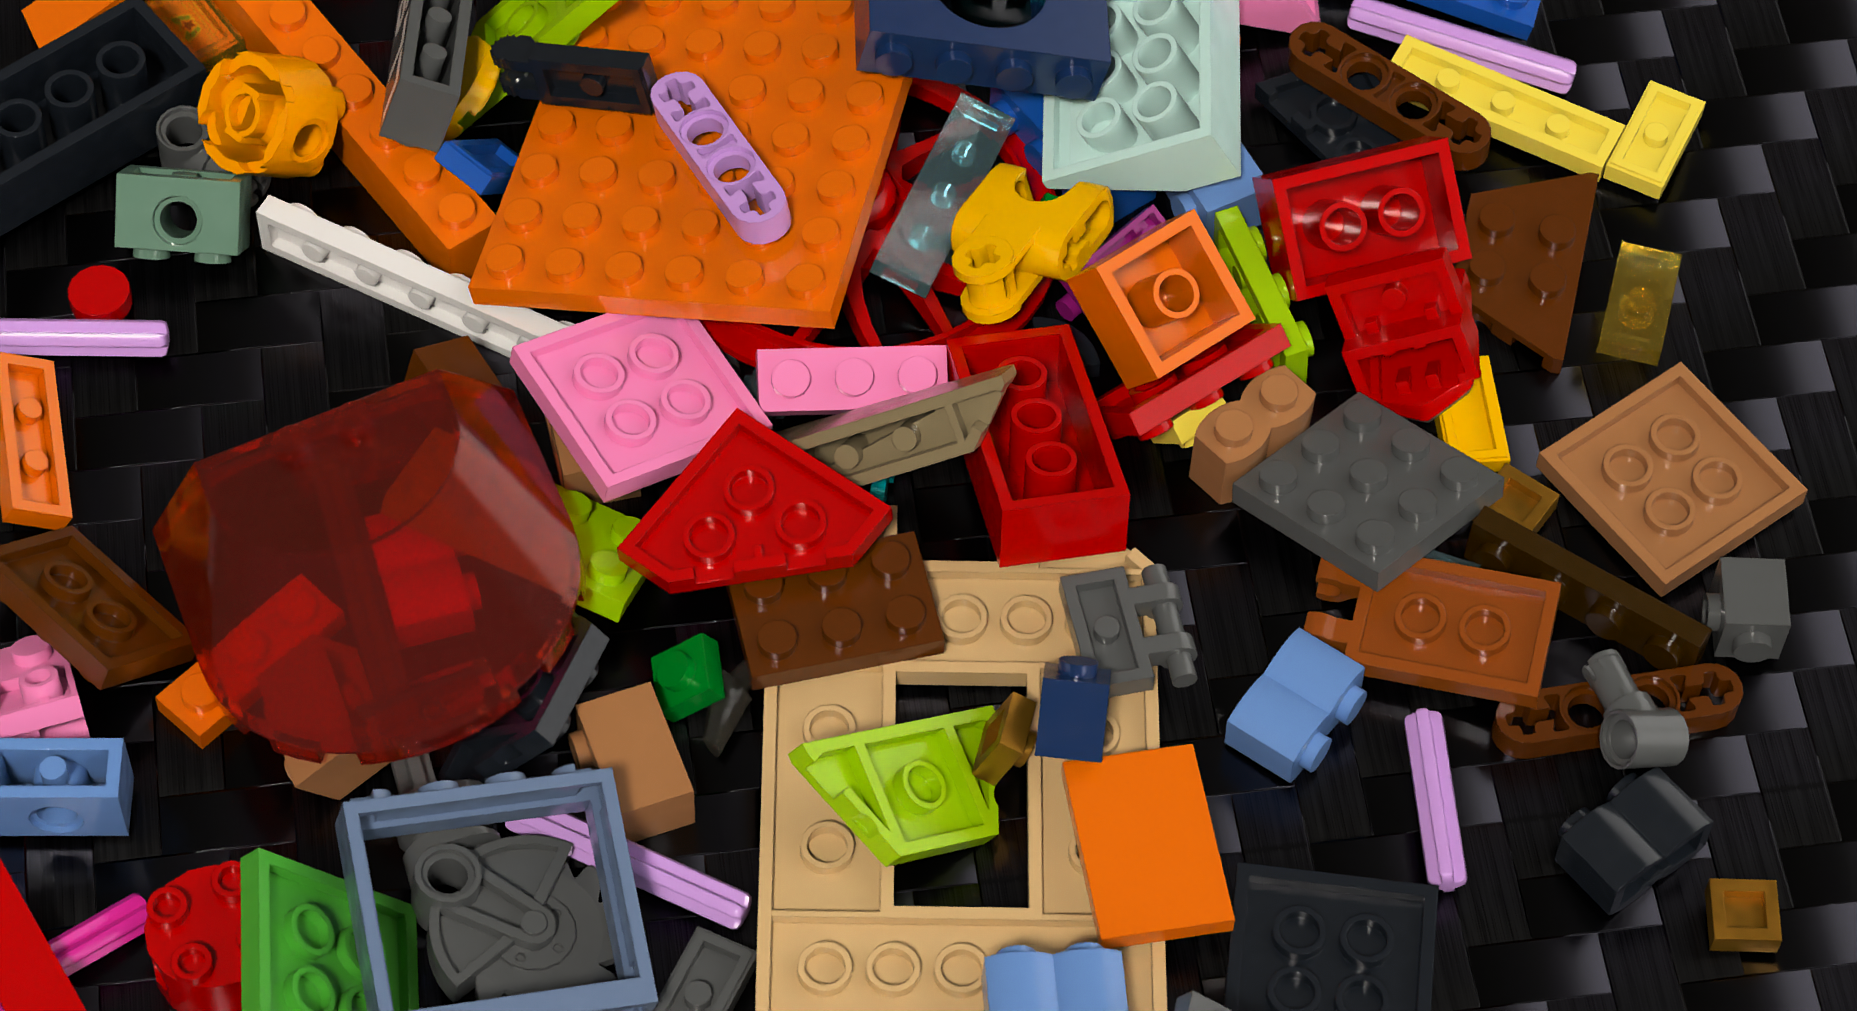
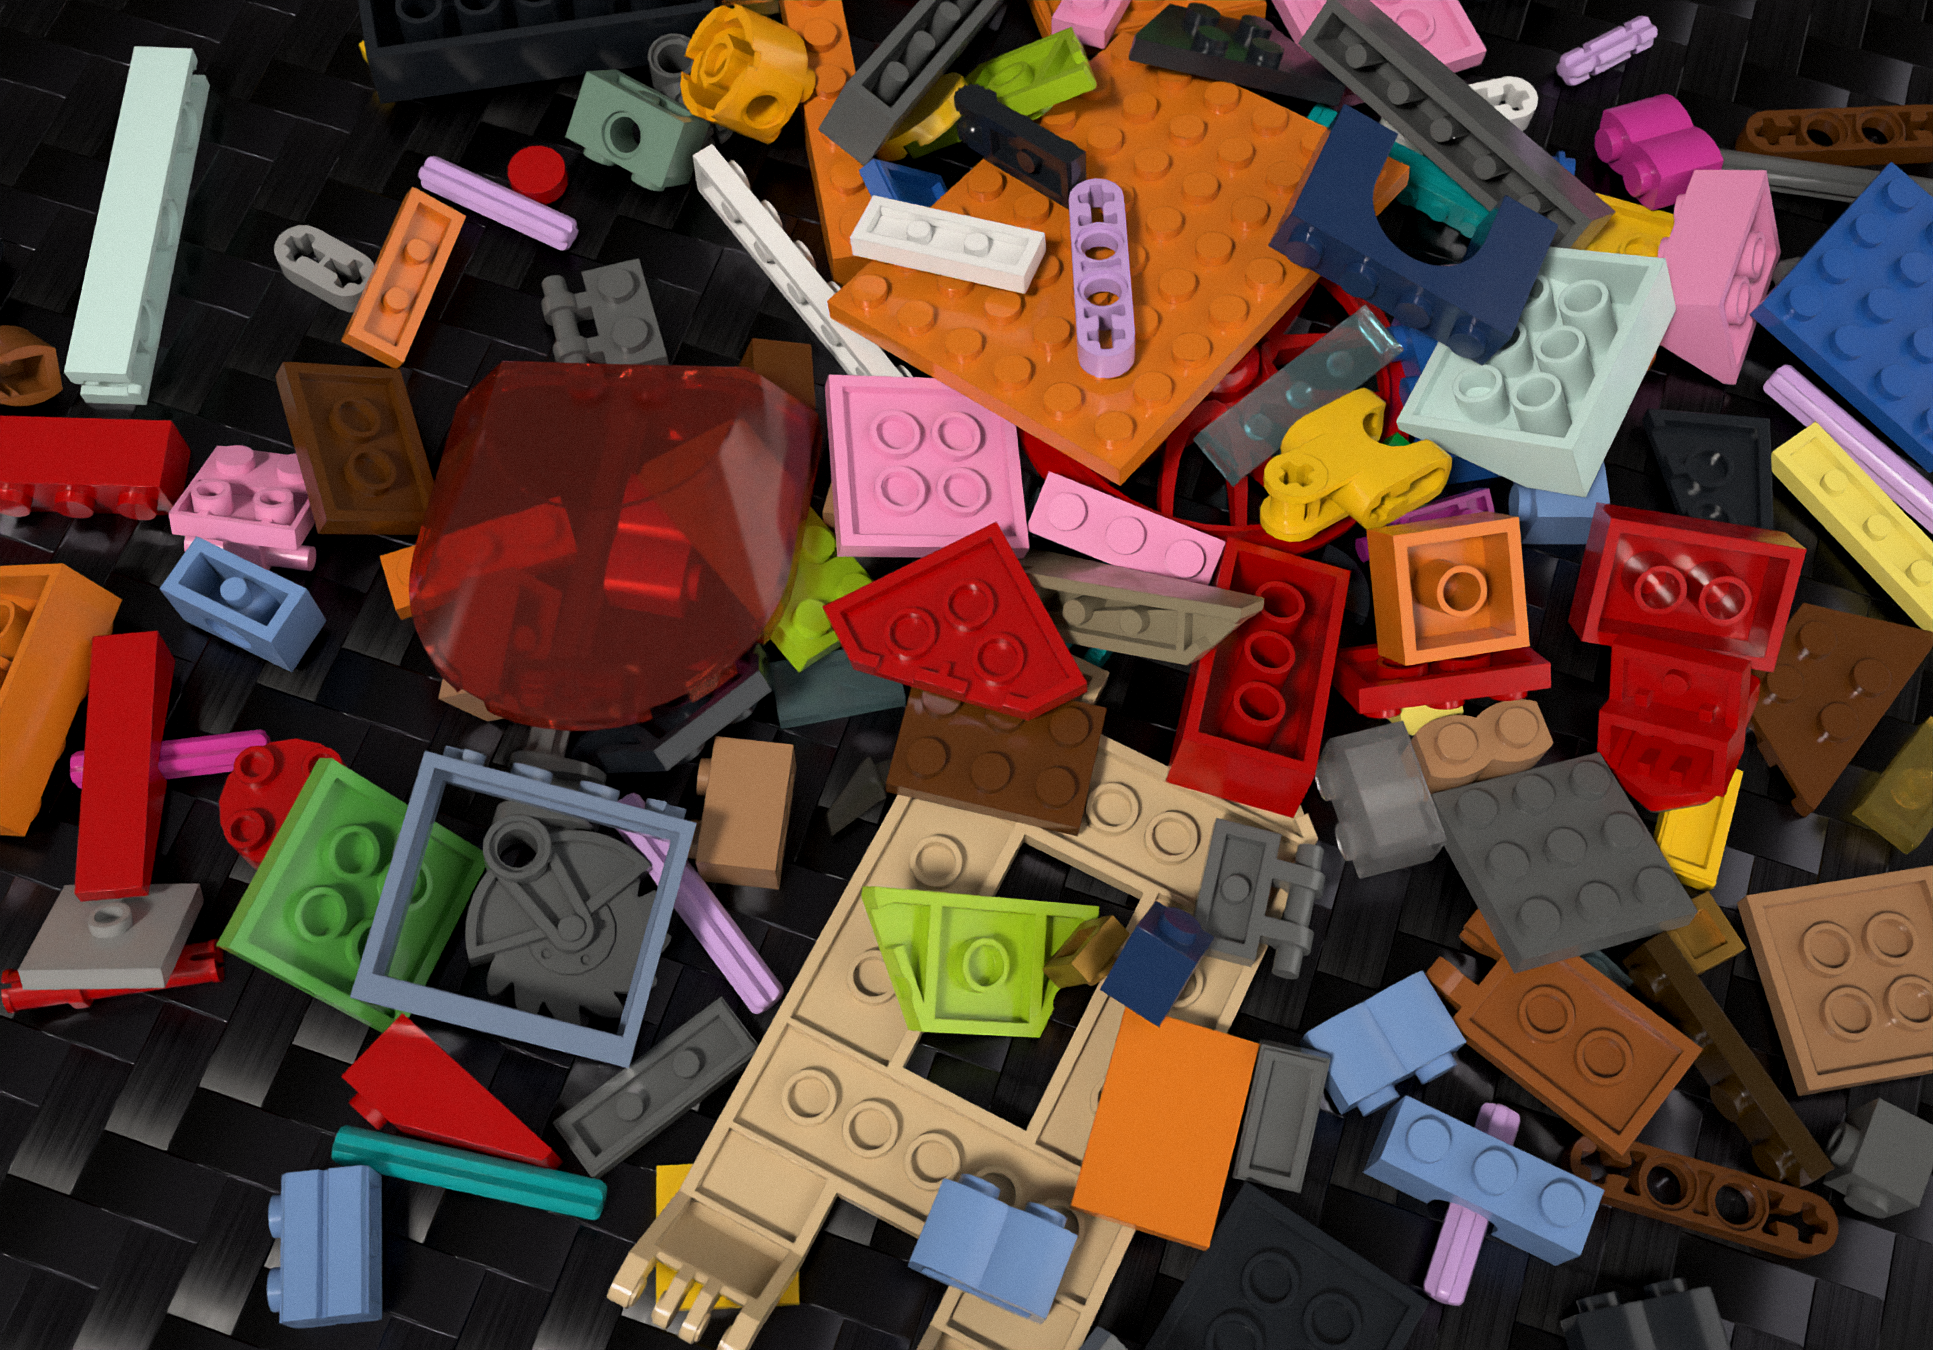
camera: 25 degrees right, 10 degrees up
(251, 384) = (622, 314): none -> dark grey plate
(561, 187) = (948, 244): none -> white plate
(651, 626) = (829, 691): none -> clear light blue tile
(688, 677) = (838, 751): green plate -> none
(1193, 510) = (1379, 800): none -> clear brick
(1240, 797) = (1280, 1115): none -> dark grey tile
(1264, 292) = (1552, 614): lime plate -> none
(1387, 767) = (1456, 1163): none -> medium blue arch
(1395, 88) = (1779, 471): reddish brown beam -> none
(1633, 727) = (1705, 1236): dark grey pin -> none

